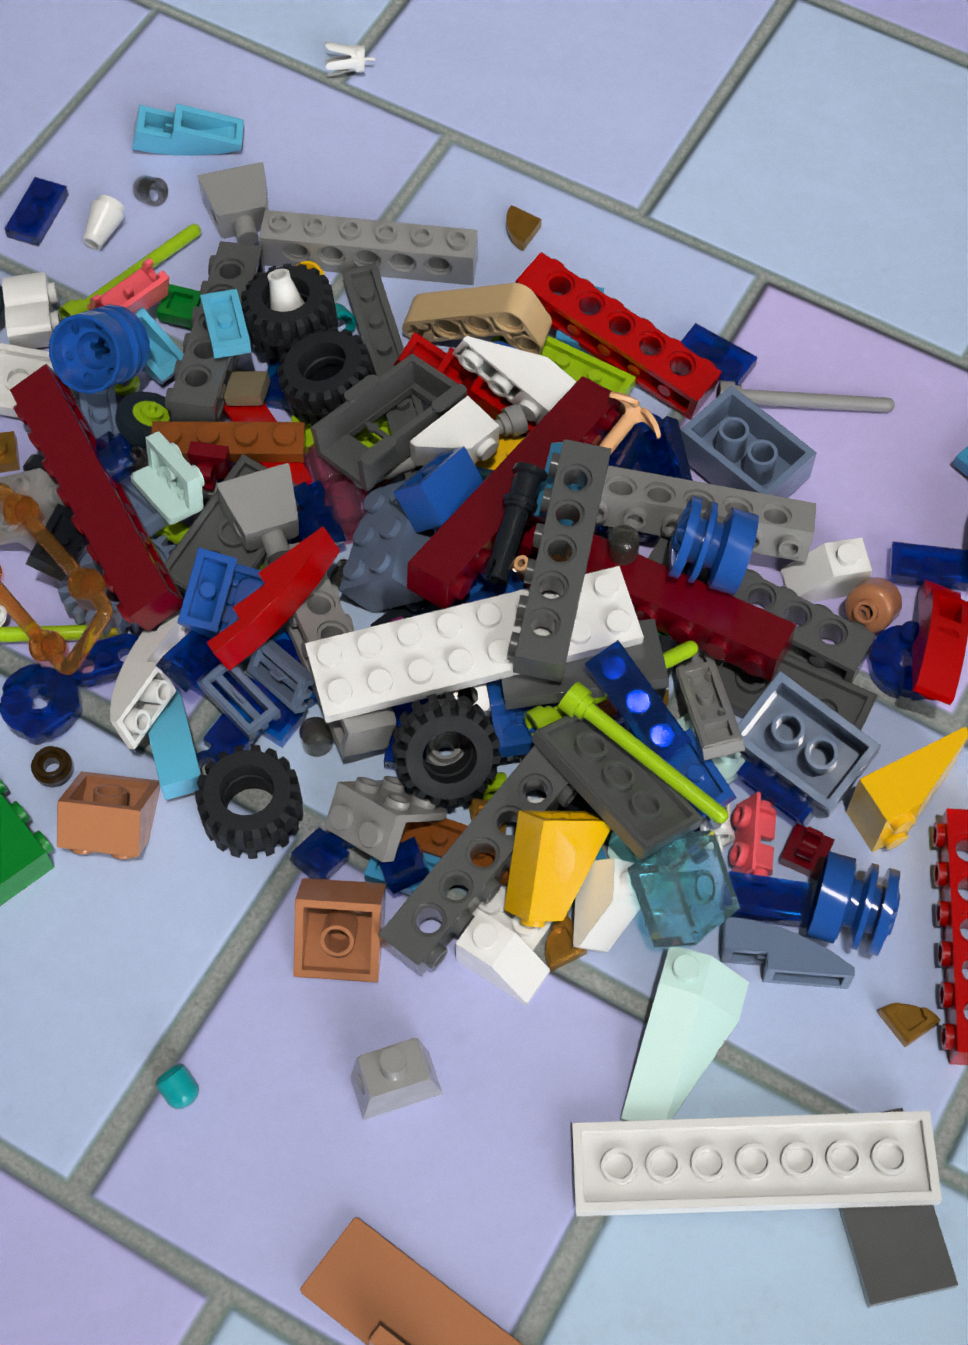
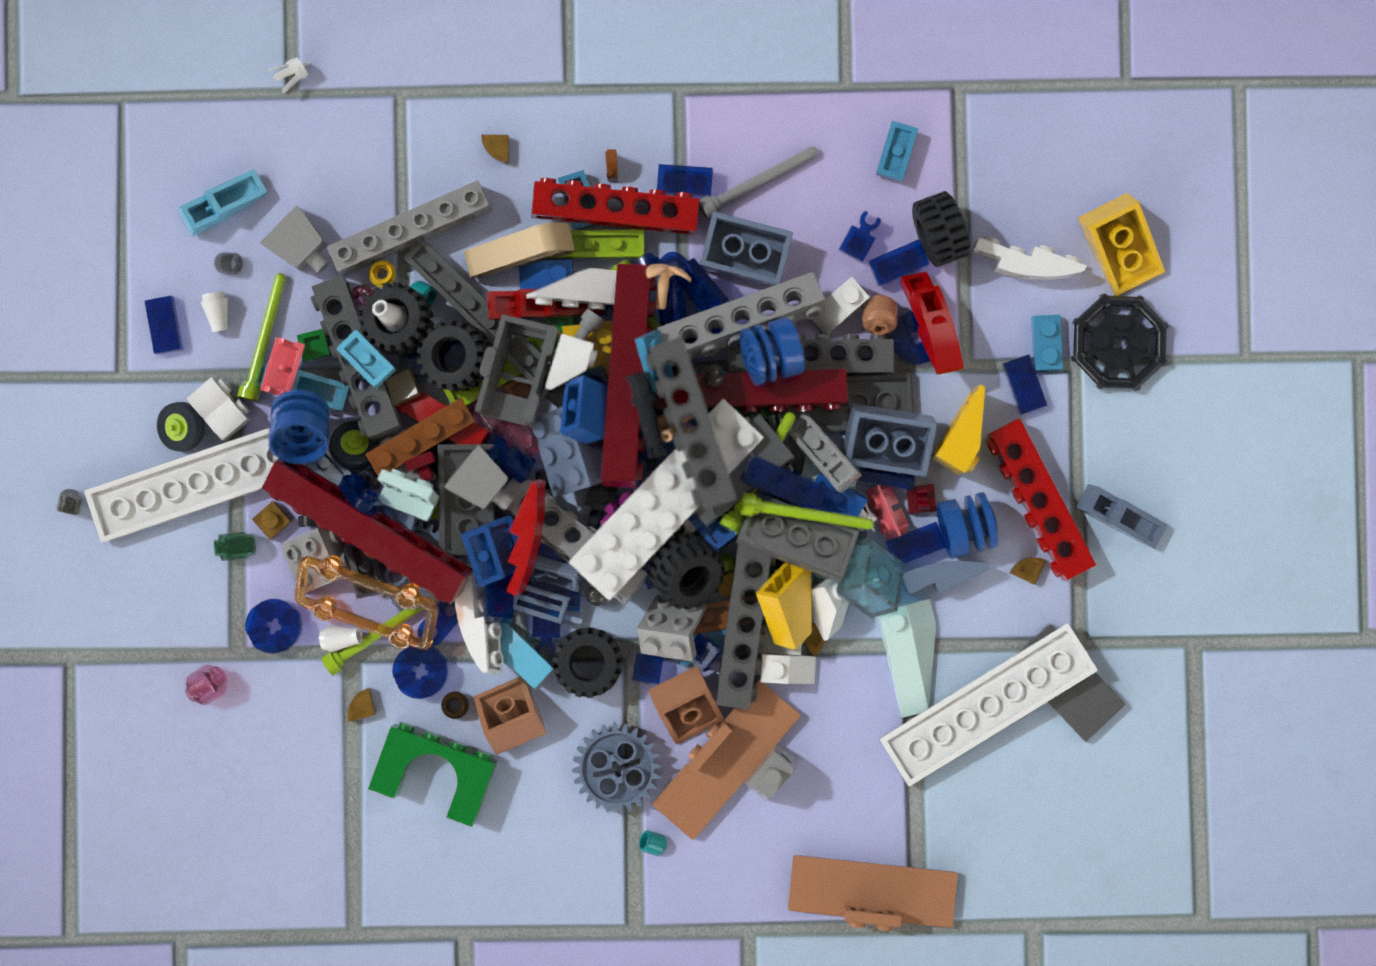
camera: 30 degrees left, 25 degrees up
(184, 990) = (625, 791): none -> sand blue gear
(338, 1022) = (725, 761): none -> nougat bracket
(644, 297) = (612, 165): none -> dark orange tile
(894, 519) = (858, 240): none -> clear blue plate

